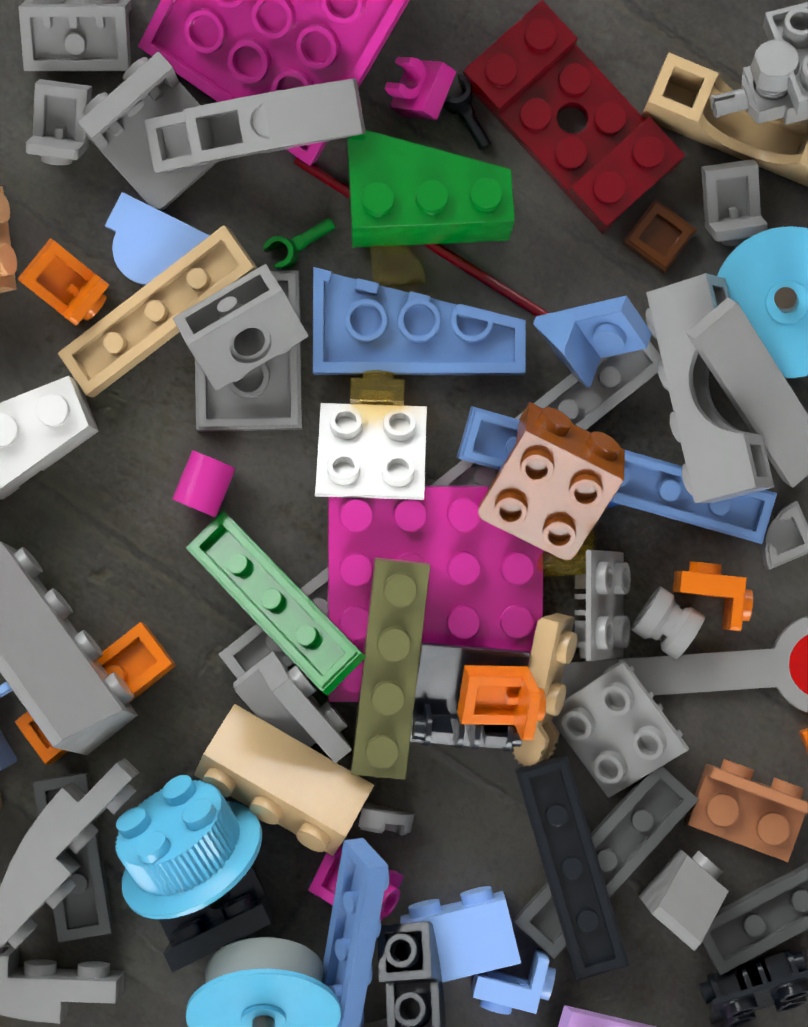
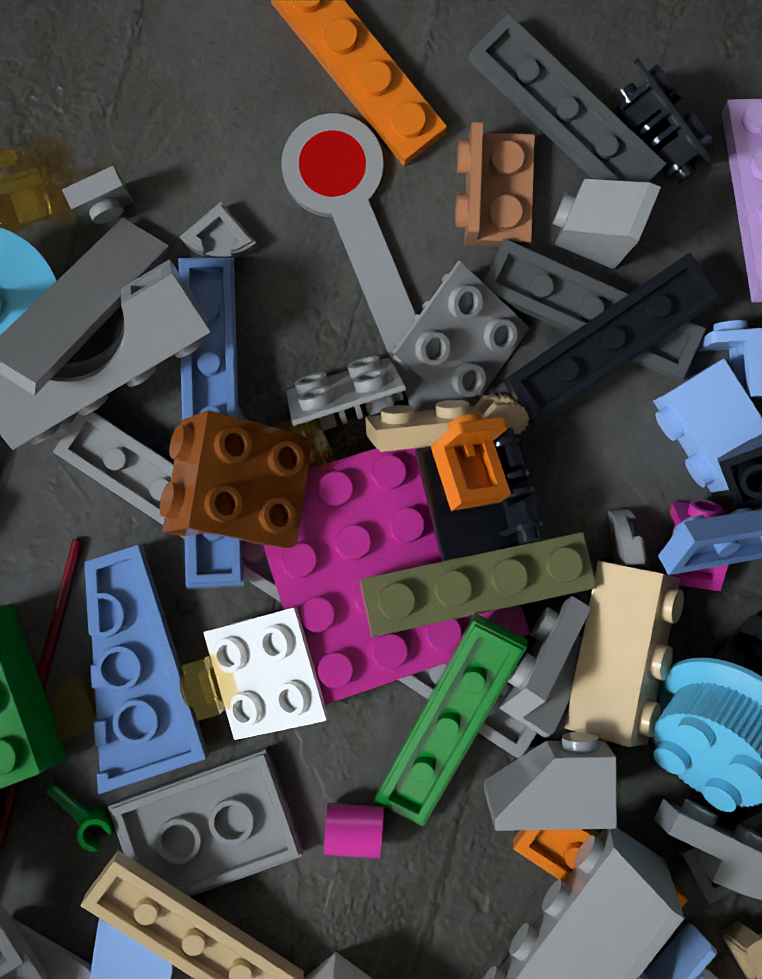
camera: 115 degrees left, 0 degrees up
(189, 679) = (556, 787): none -> light grey slope
(215, 324) = (186, 884): light grey brick -> none
(593, 332) = (72, 489): medium blue slope -> none
(666, 621) = (341, 323): light grey wheel -> none
(707, 581) = (286, 298): orange bracket -> none

